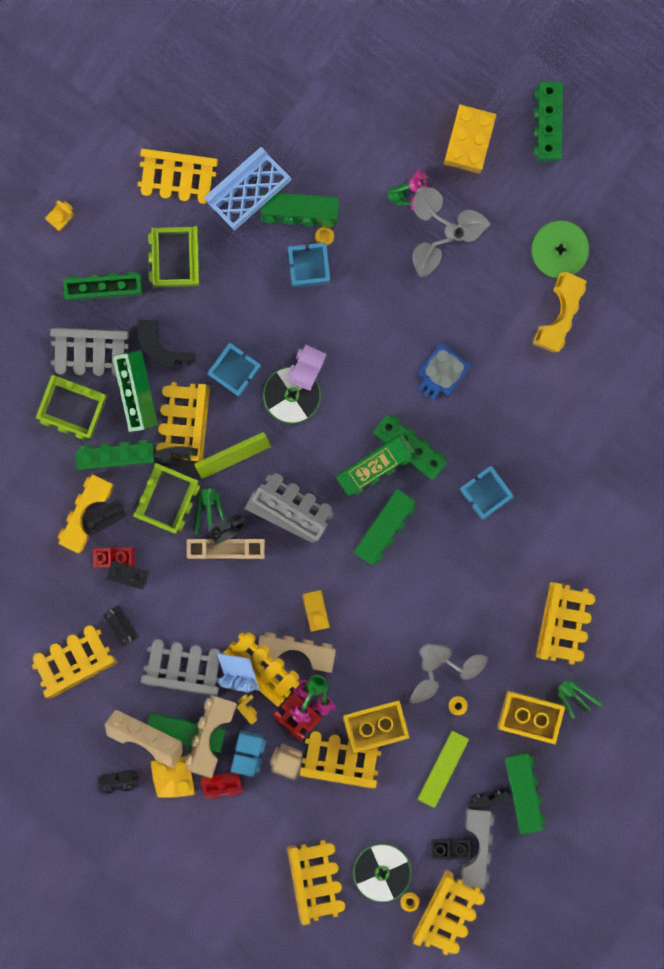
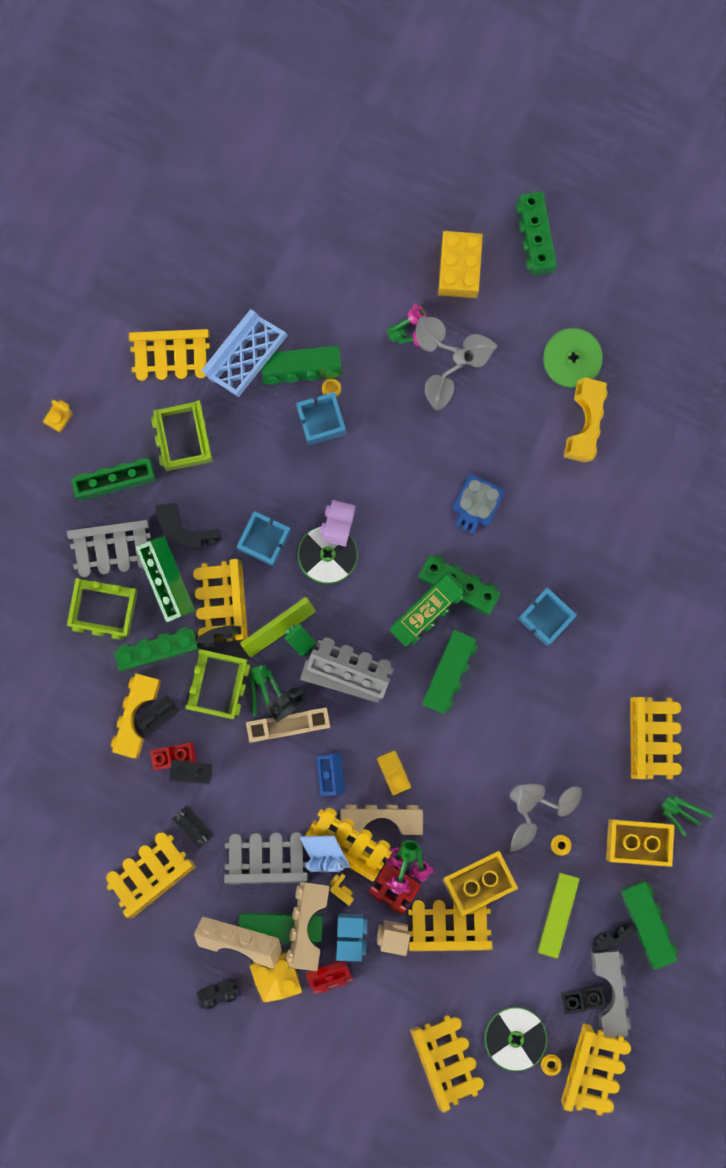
camera: 10 degrees left, 5 degrees down
(250, 471) = (299, 639): none -> green slope
(257, 601) = (330, 774): none -> blue slope

